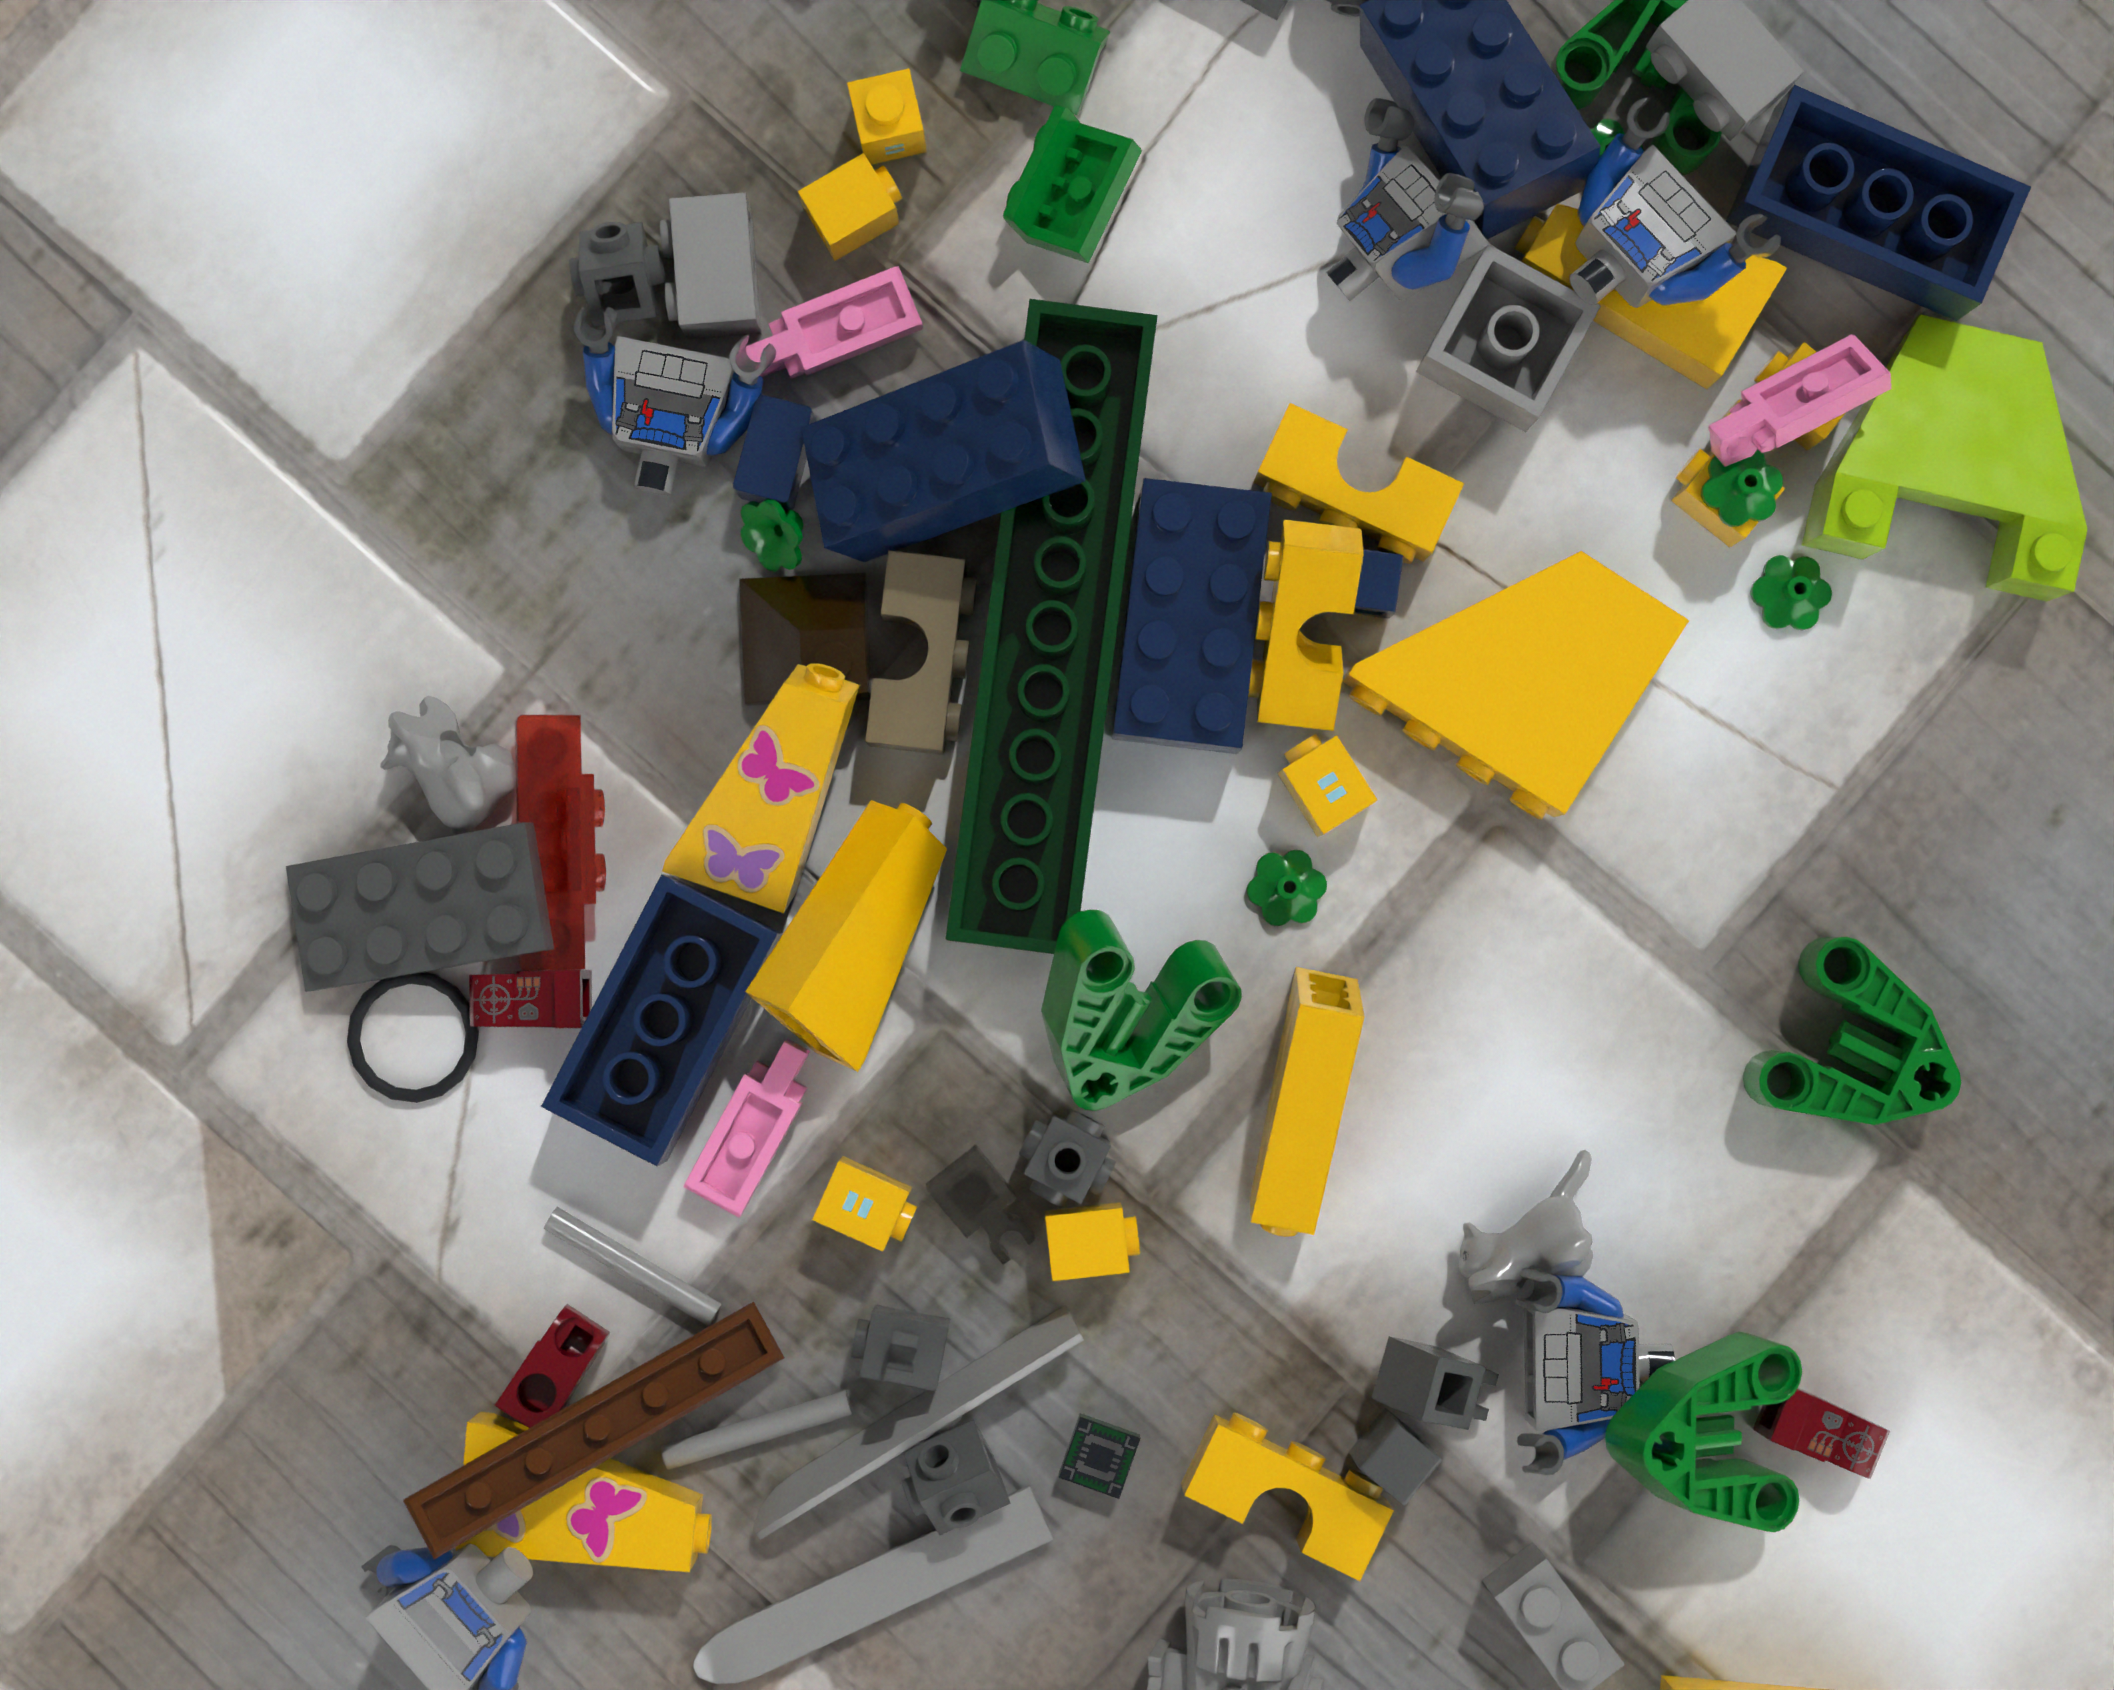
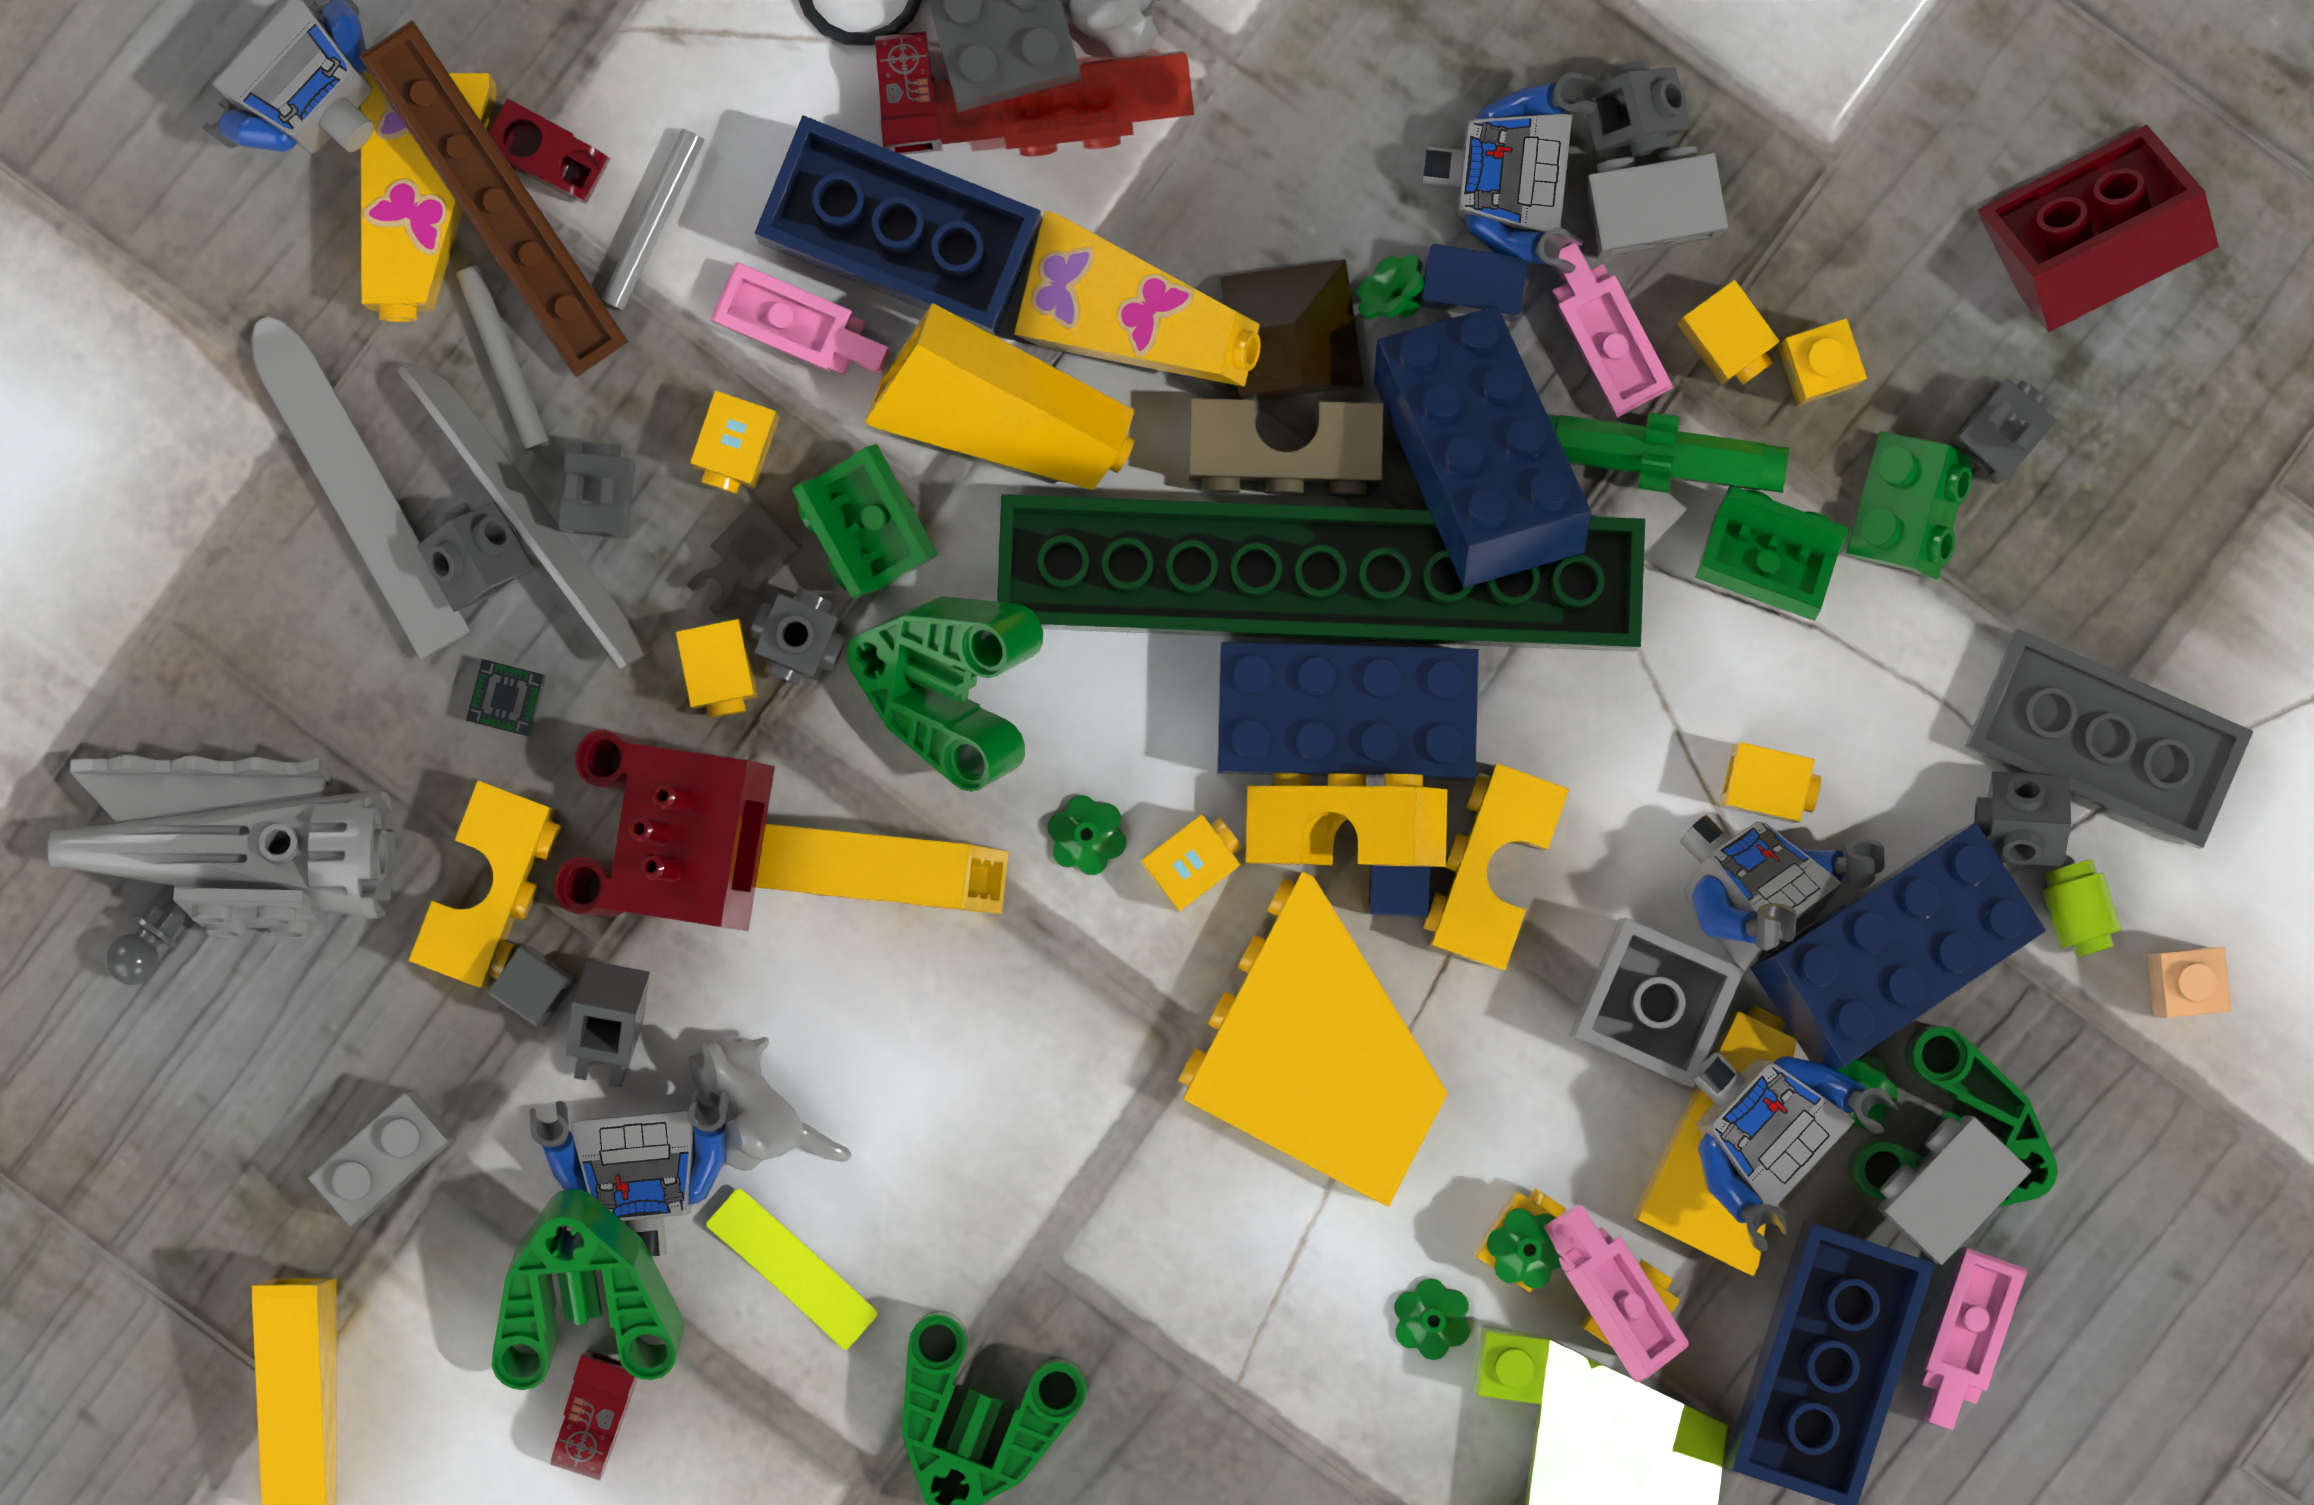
camera: 90 degrees right, 0 degrees up
(958, 1081) = (864, 523): none -> green bracket
(963, 279) = (1666, 453): none -> green piece
(1261, 1292) = (683, 835): none -> dark red piece
(1298, 210) = (1770, 783): none -> yellow brick
(1691, 1217) = (792, 1268): none -> neon yellow sticker
(1858, 70) = (1969, 1333): none -> bright pink hinge

